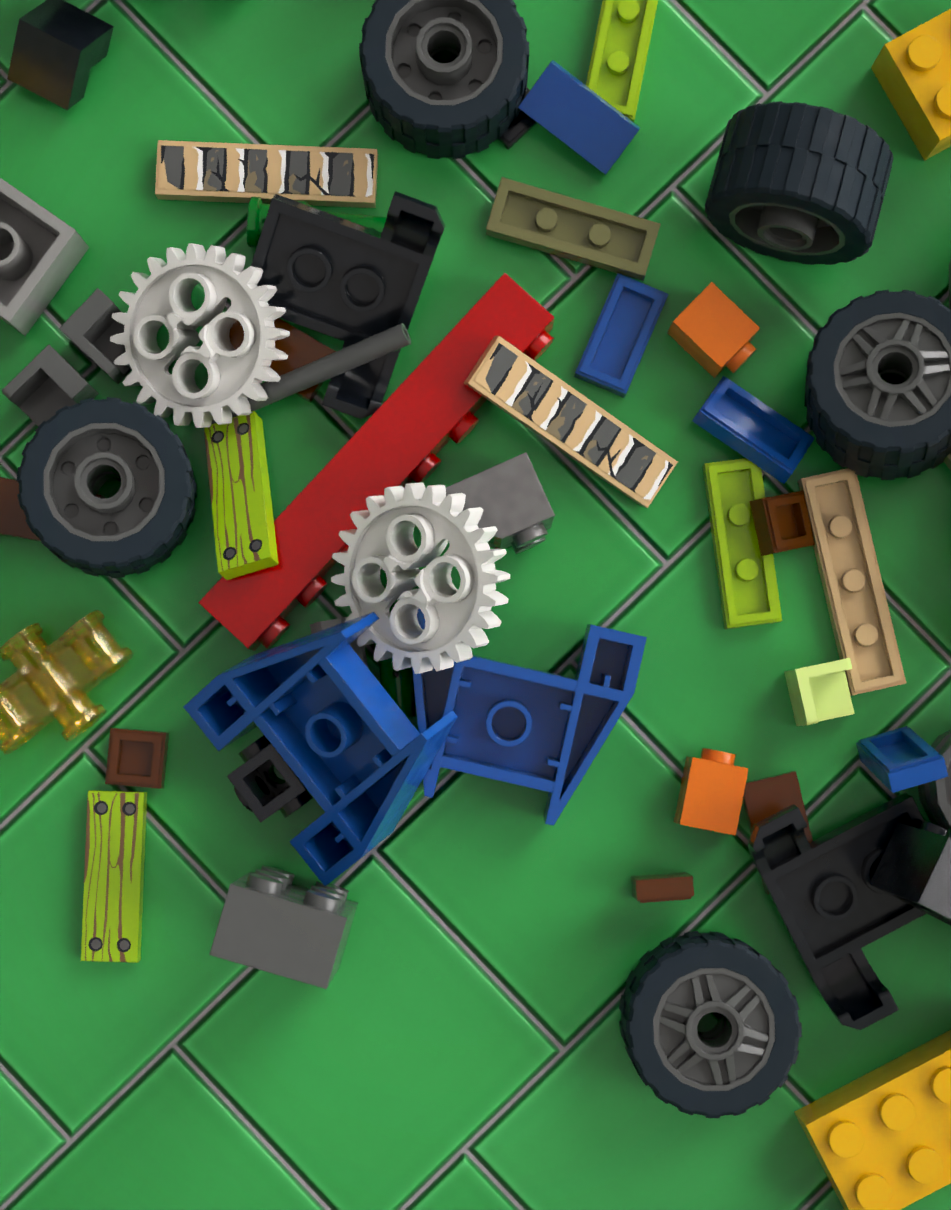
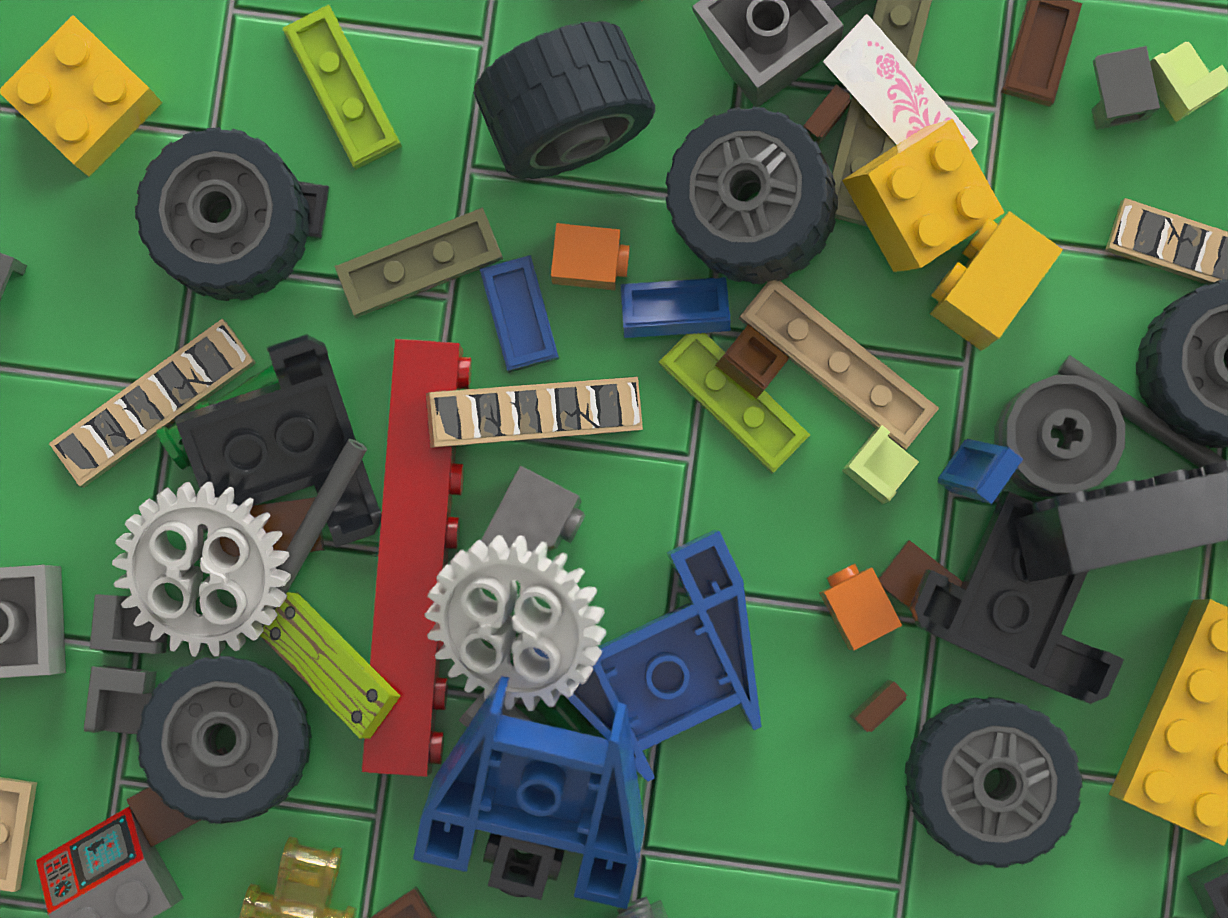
camera: 35 degrees left, 0 degrees up
(579, 117) = (357, 174): blue tile -> none

